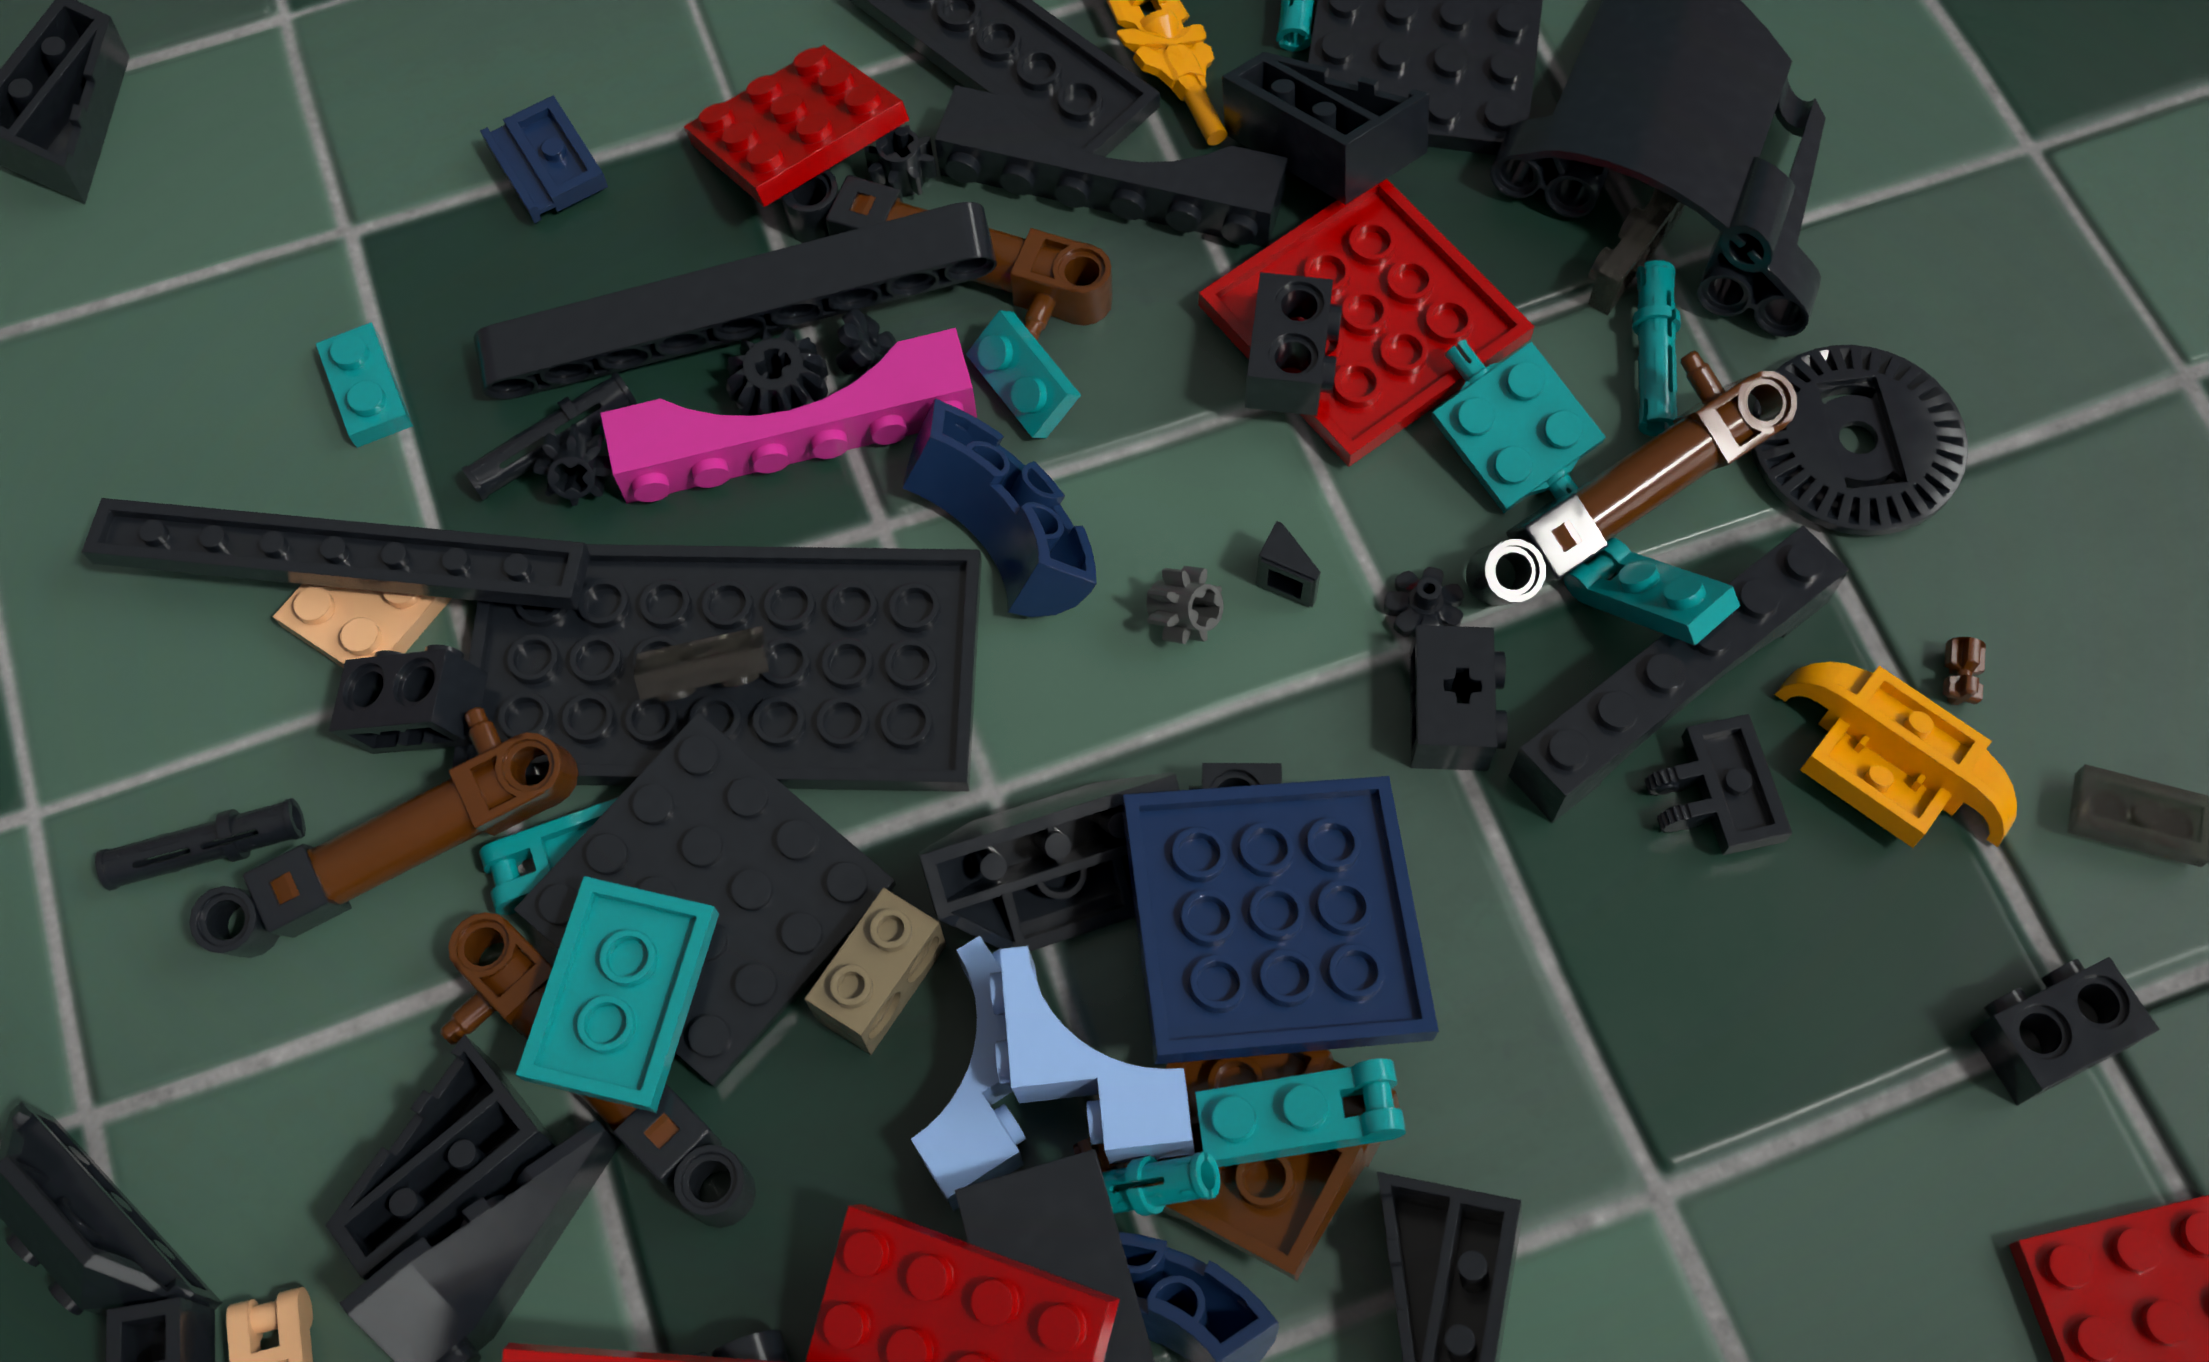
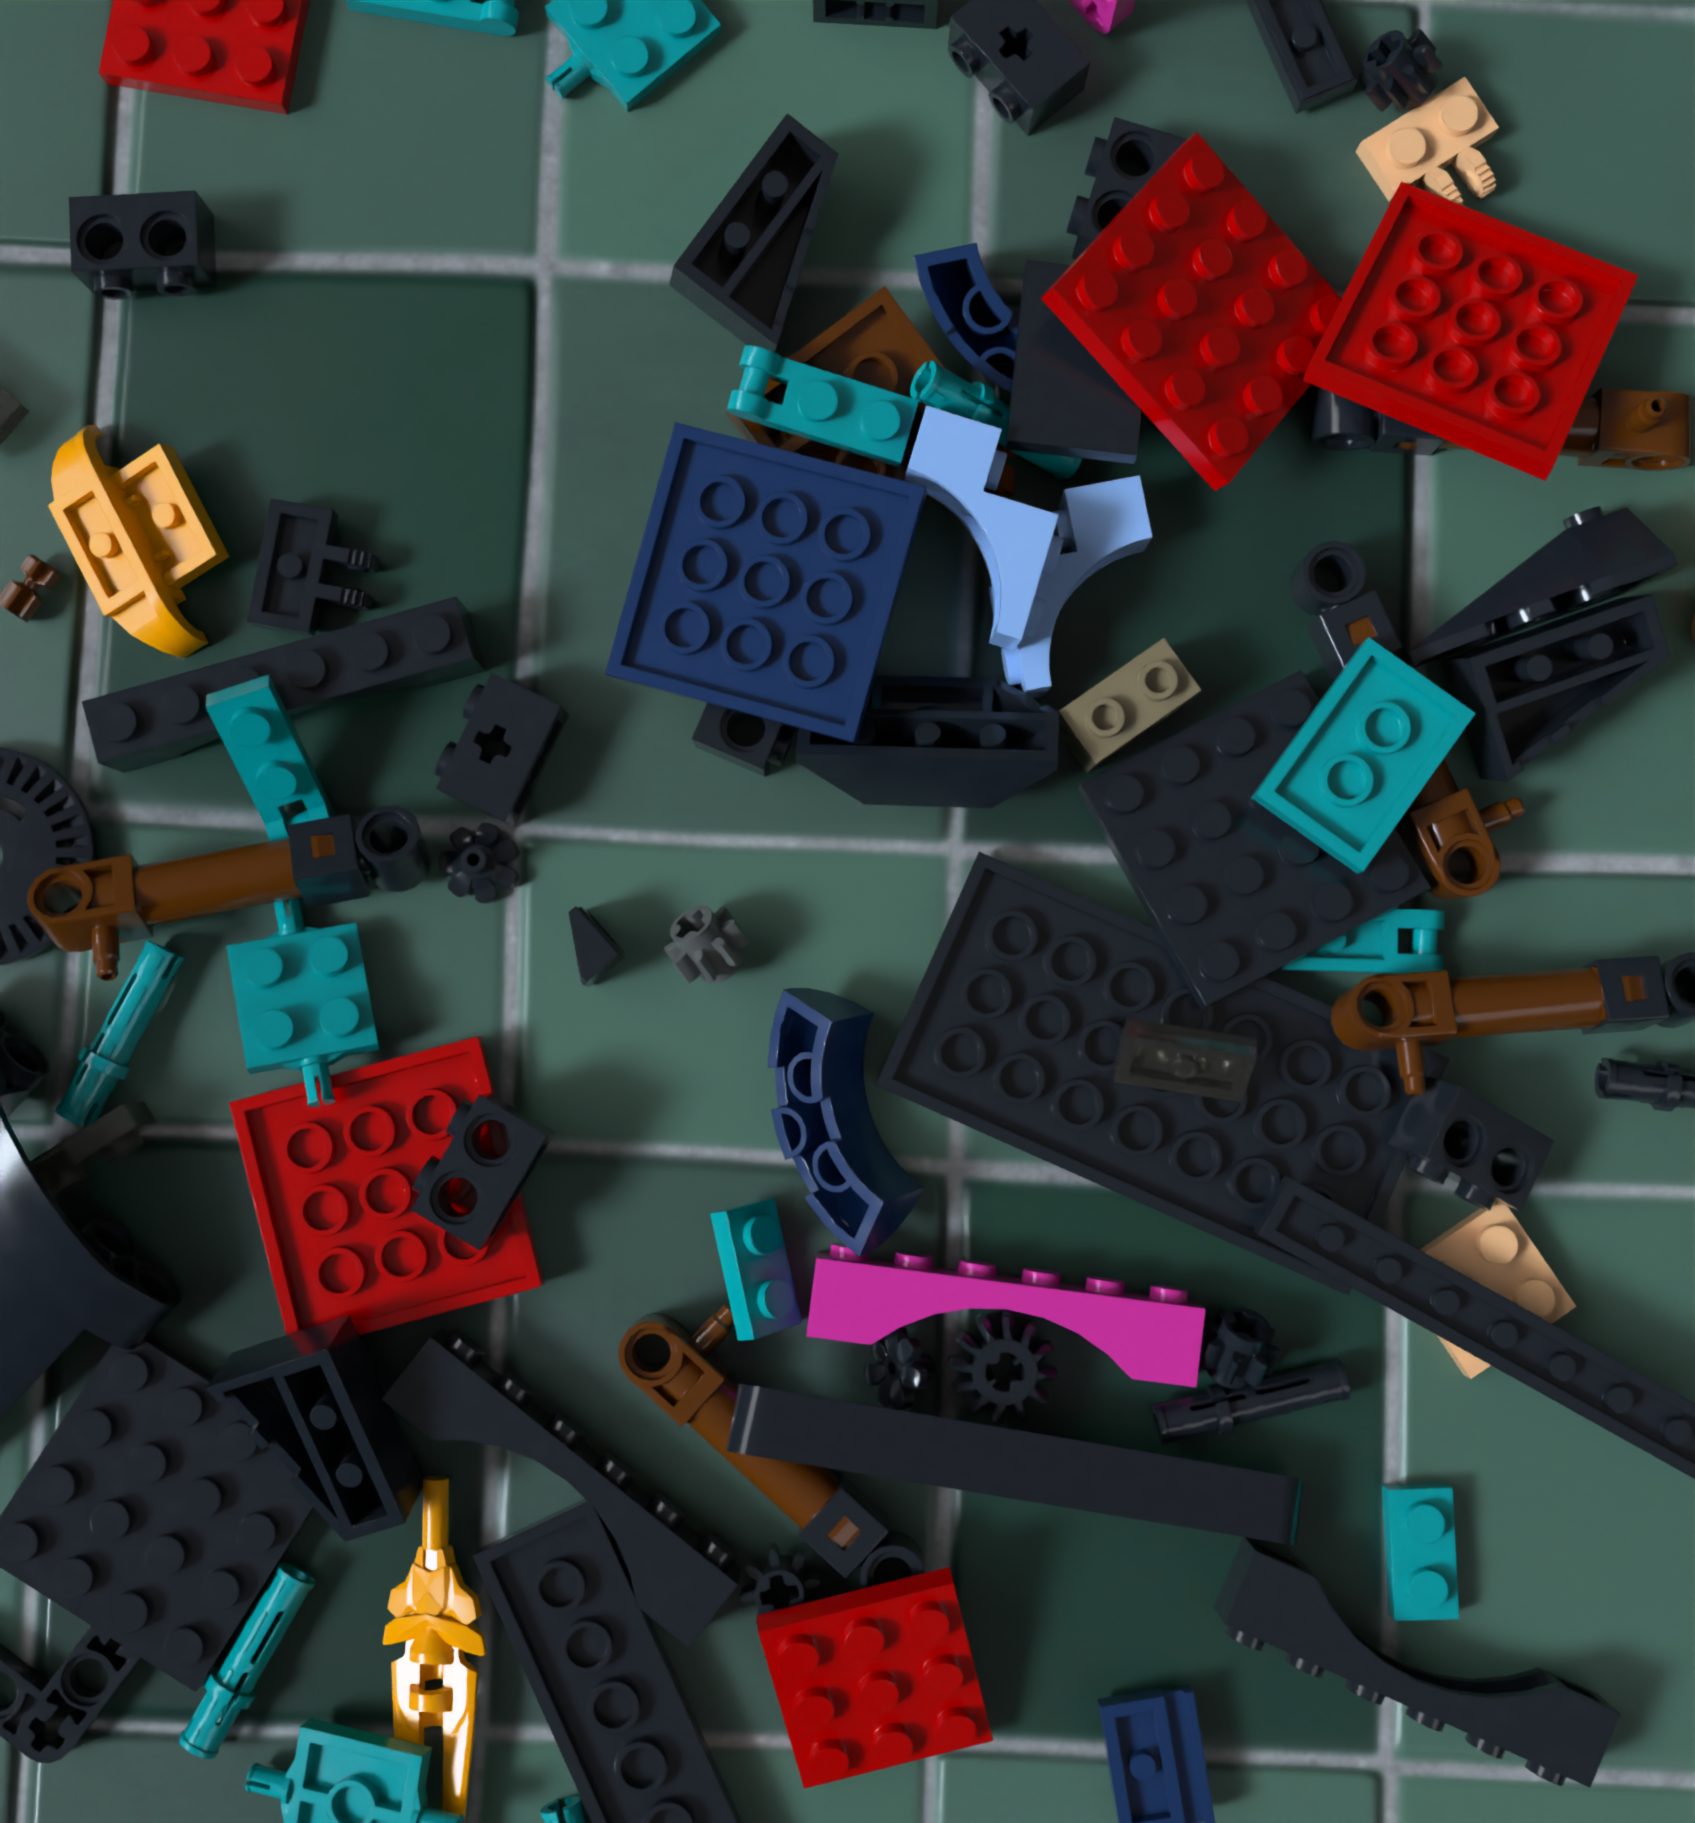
camera: 160 degrees left, 20 degrees up
(234, 294) = (1528, 1713): none -> black arch

